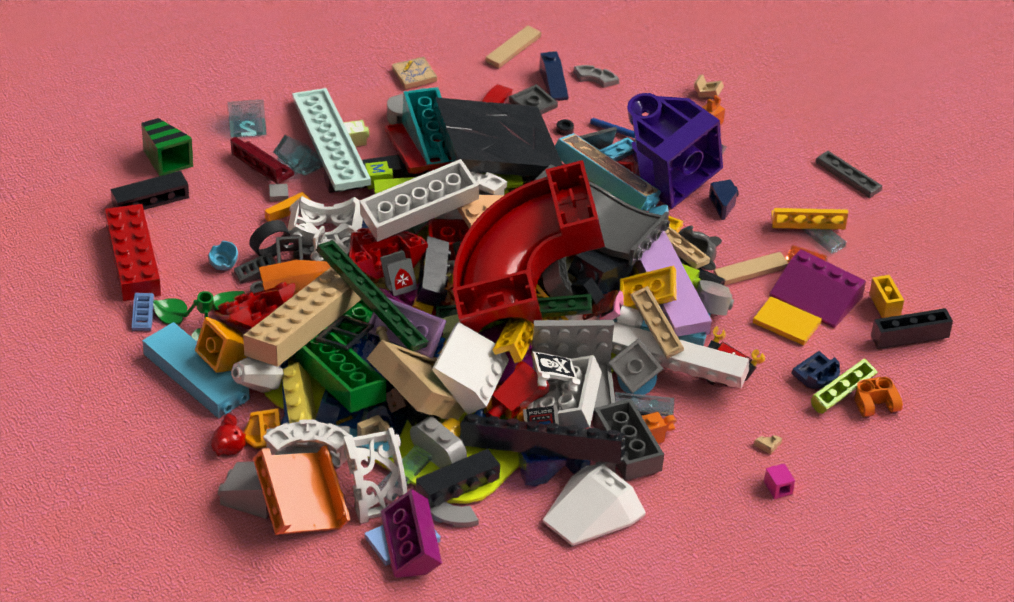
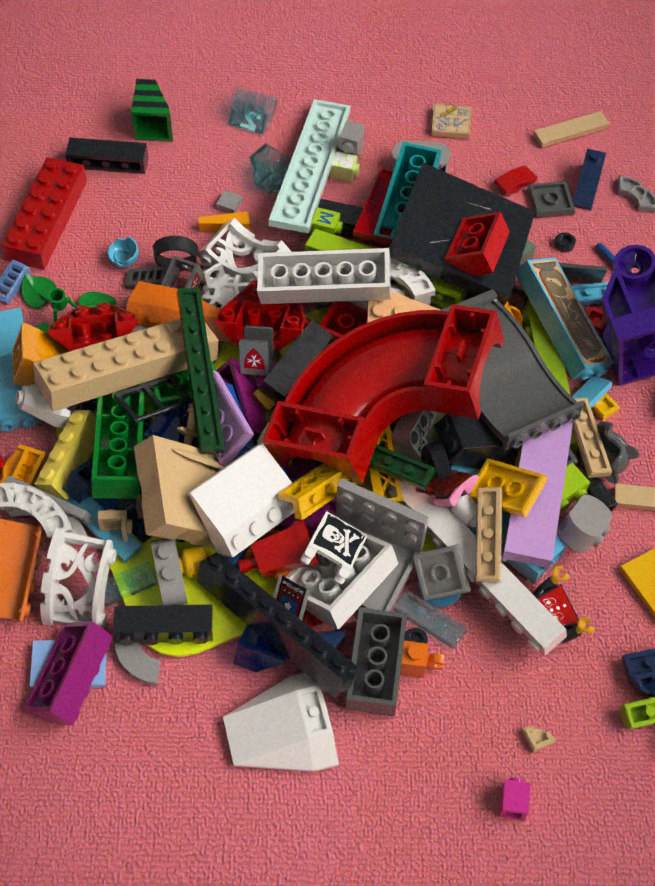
camera: 30 degrees right, 15 degrees up
(260, 160) = (231, 164): dark red fence -> none
(351, 107) = (352, 138): none -> light grey slope
(519, 136) = (478, 243): none -> red slope

